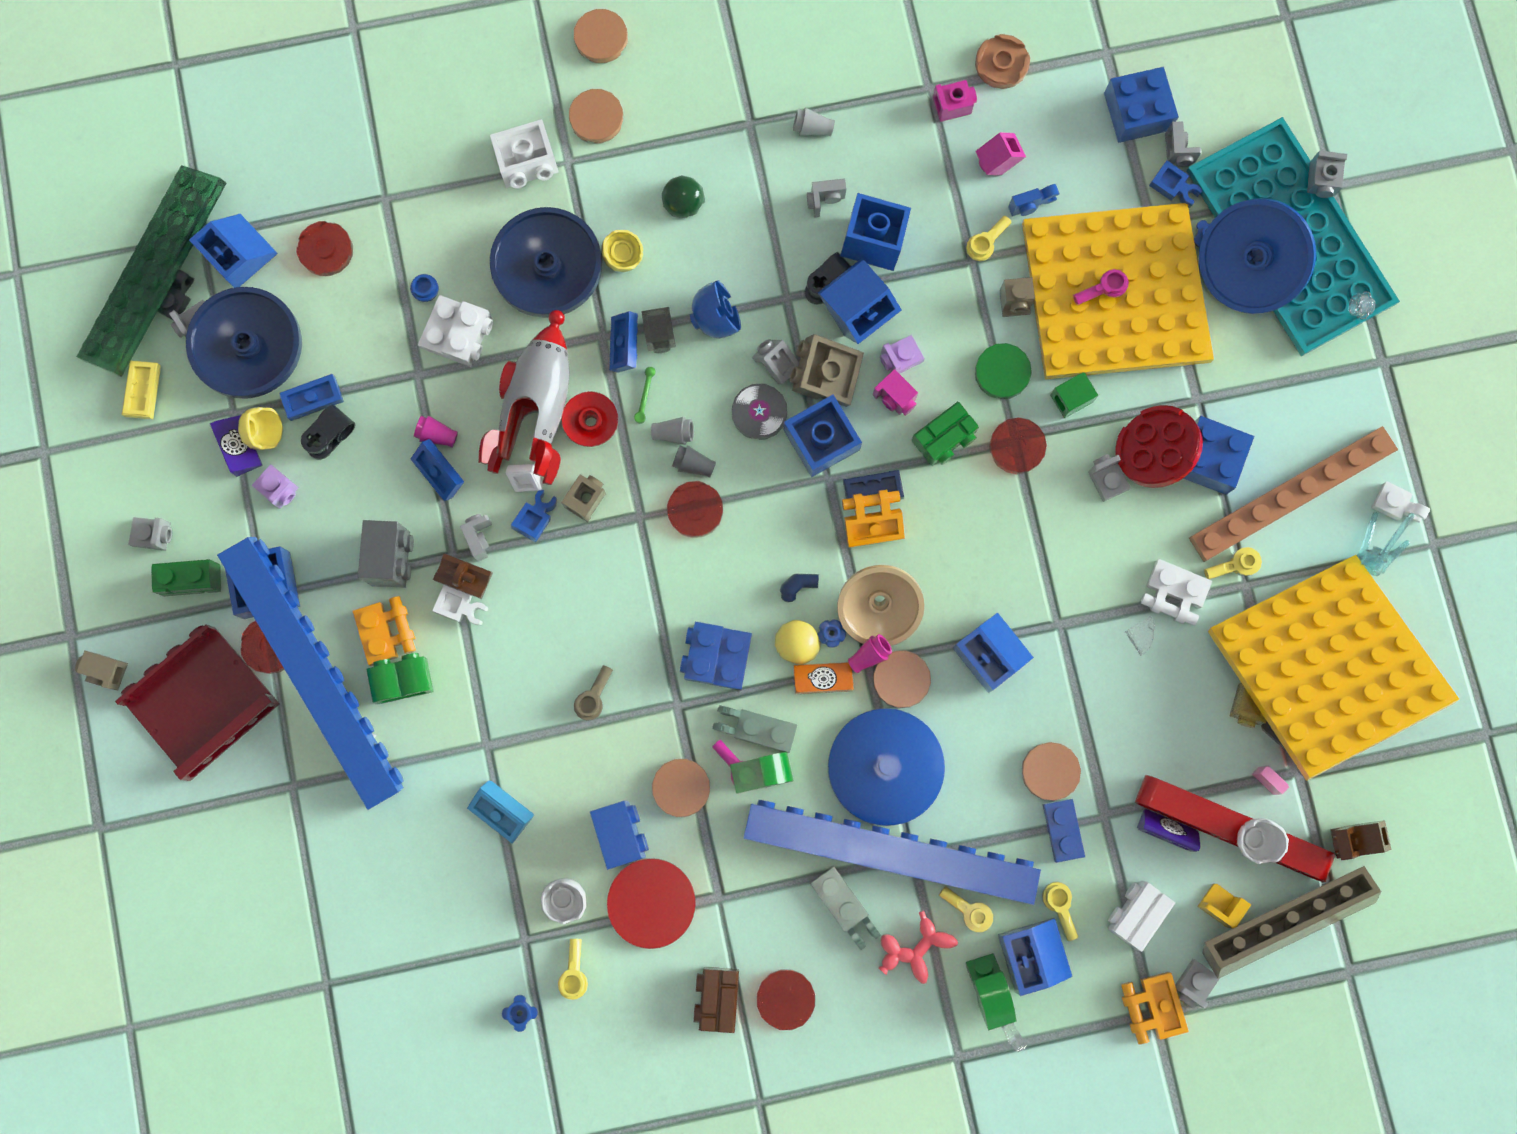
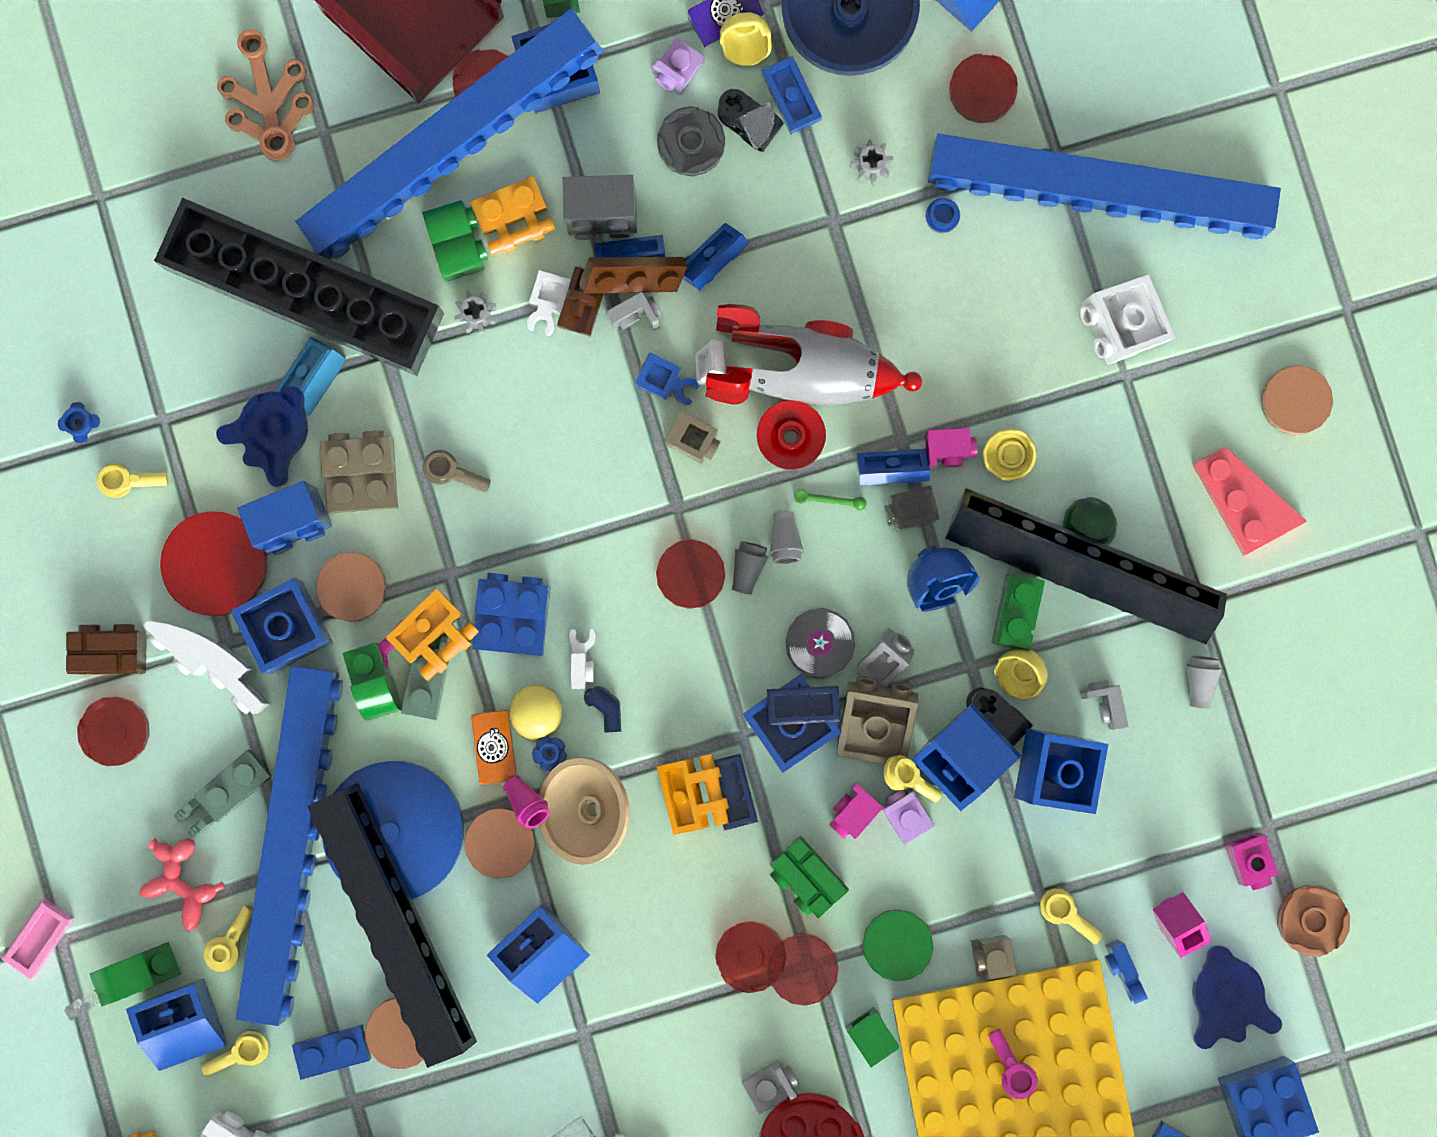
camera: 85 degrees right, 5 degrees up
(261, 832) = (267, 101): none -> nougat plant
(333, 421) = (758, 124): none -> clear tile
(339, 481) = (691, 141): none -> dark grey tile
(380, 343) = (878, 157): none -> light grey gear
(414, 164) = (1104, 186): none -> blue brick
(423, 812) = (299, 286): none -> black brick
(427, 535) = (636, 247): none -> blue plate
(434, 430) = (760, 248): dark pink cone -> none
(445, 531) = (632, 274): none -> reddish brown plate
(455, 661) = (466, 311): none -> light grey gear
(456, 330) = (891, 260): white plate -> none
(544, 844) = (272, 431): none -> clear blue tile
(545, 261) = (985, 361): dark blue dish -> none
(563, 900) = (207, 460): white hair -> none
(586, 773) = (359, 472): none -> dark tan plate
(596, 116) = (1188, 404): nougat tile -> none
(611, 296) = (949, 447): none -> dark pink brick
(676, 81) = (1245, 501): none -> coral wing
(709, 845) = (281, 626): none -> blue brick
(716, 201) = (1087, 566): none -> black brick
(720, 724) = (424, 626): none -> light orange plate
(725, 920) = (197, 653): none -> white slope
(747, 255) = (1017, 611): none -> green brick
(764, 601) = (581, 669): none -> white plate
(796, 256) = (1021, 673): none -> light yellow hair
(809, 419) = (803, 705): none -> dark blue plate
(869, 352) = (902, 774): none -> light yellow plate
(956, 1076) = (38, 938): none -> bright pink tile
(963, 767) = (392, 925): none -> black brick
(1005, 484) = (750, 956): none -> clear red tile
(1059, 128) = (1229, 999): none -> clear blue tile

